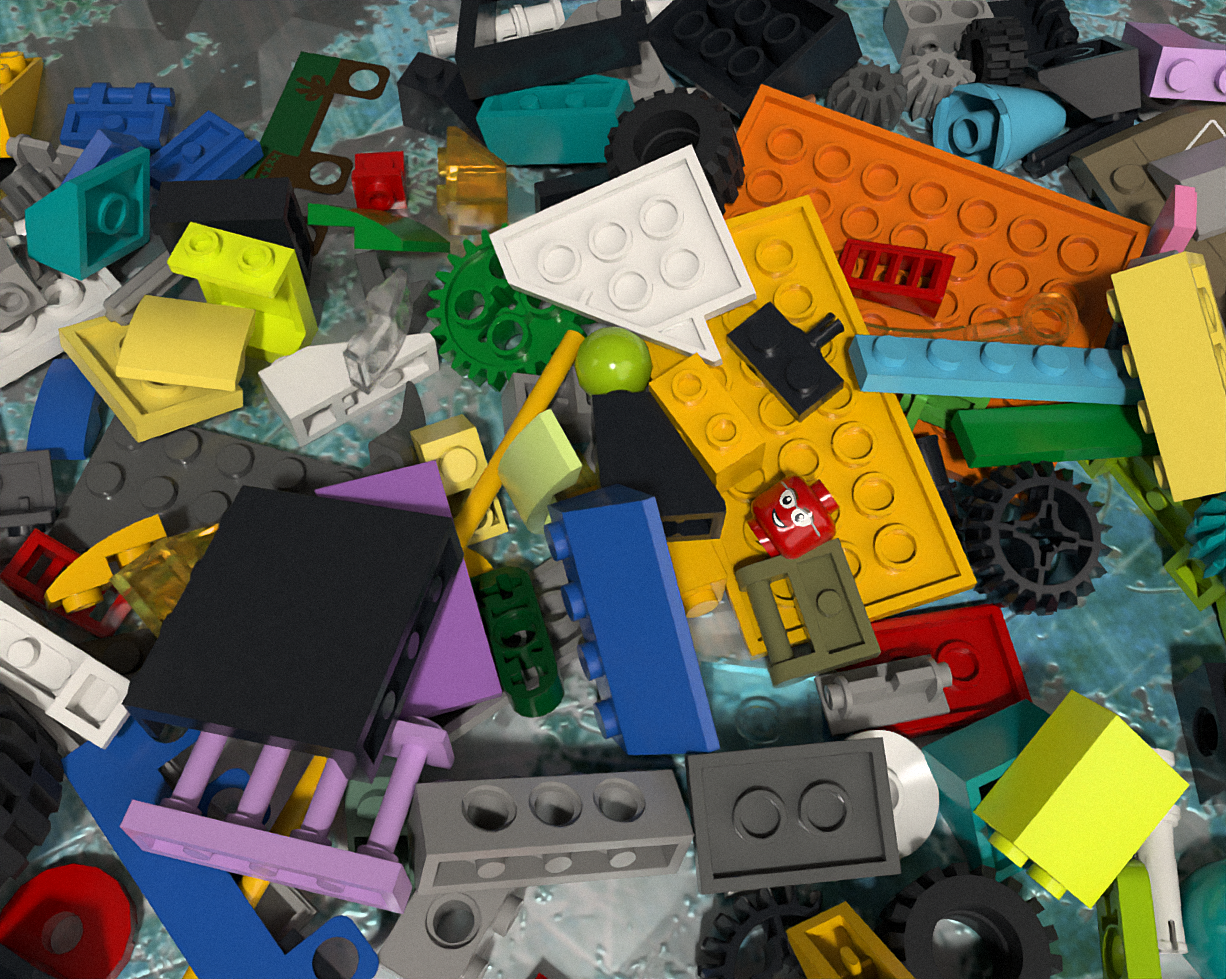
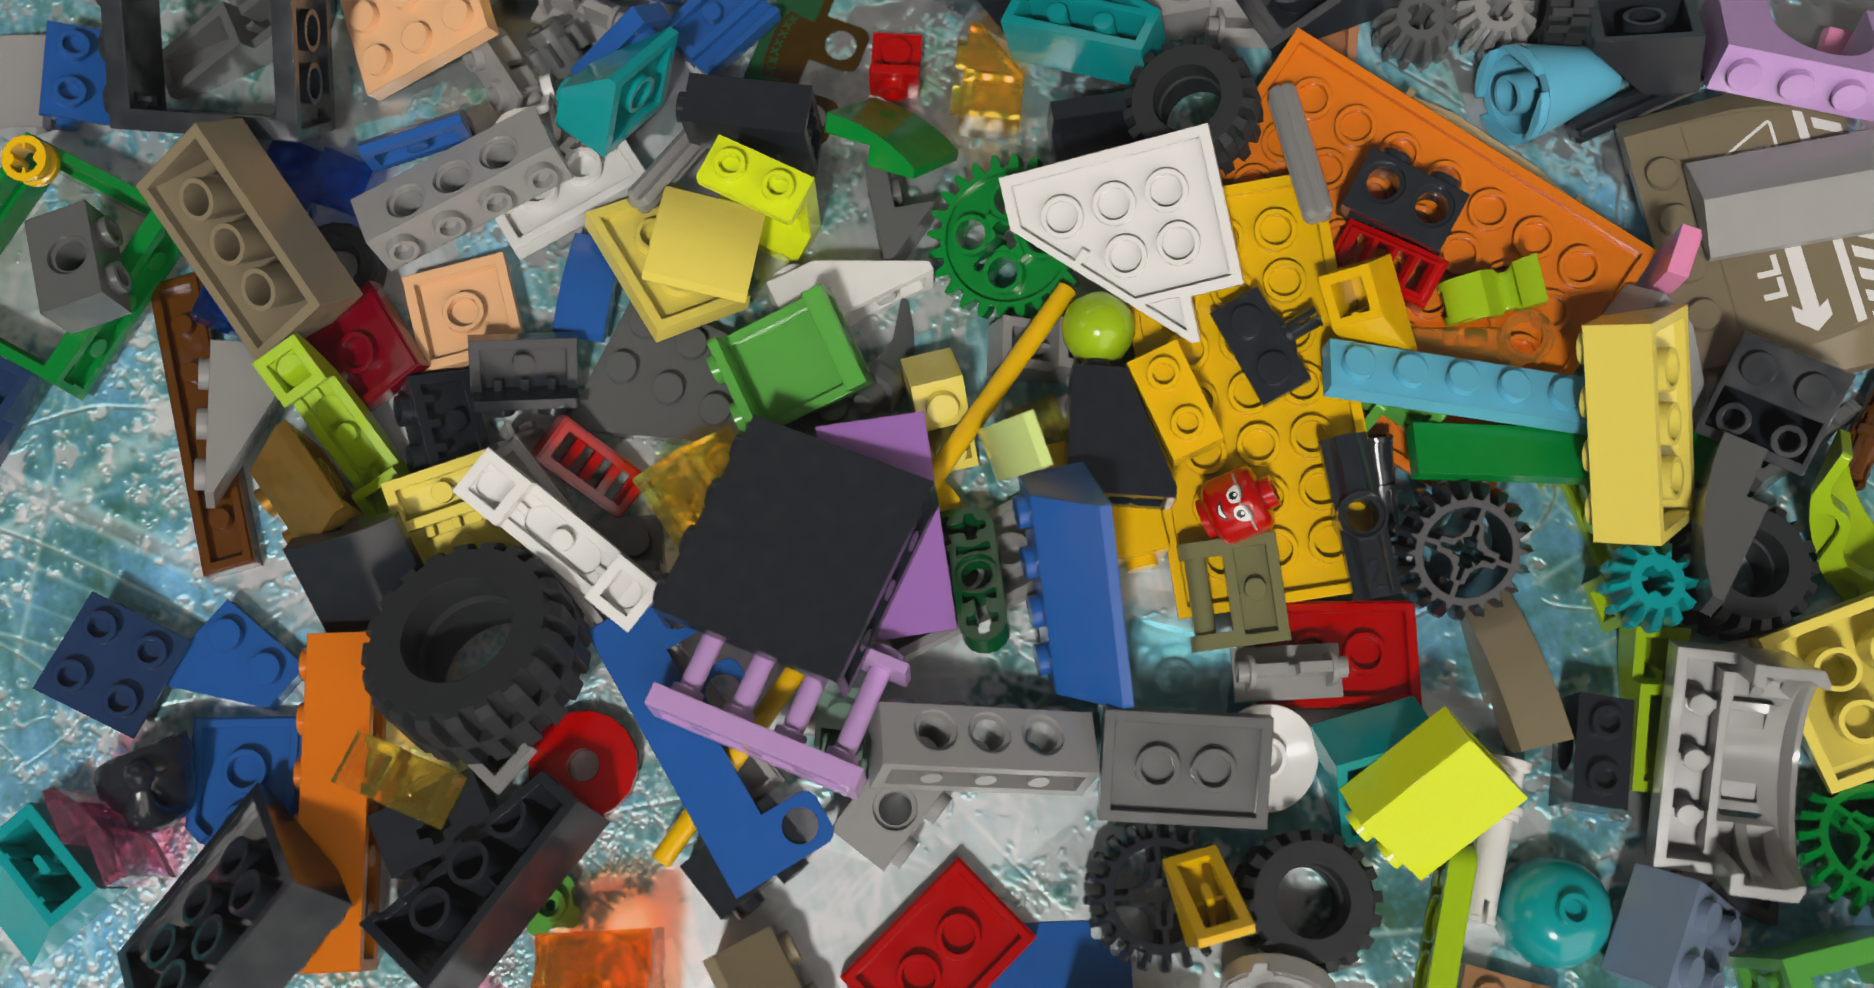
camera: 10 degrees right, 15 degrees up
(88, 575) = (612, 464): yellow slope -> none
(289, 437) = (790, 361): none -> bright green panel
(388, 320) = (891, 250): clear slope -> none
(788, 182) = (1300, 154): none -> light grey axle
(883, 298) = (1368, 304): none -> yellow slope
(900, 199) = (1410, 185): none -> black brick
(940, 543) = (1350, 480): none -> black piece
(994, 286) = (1493, 293): none -> lime leg
(1129, 667) = (1515, 678): none -> dark tan slope

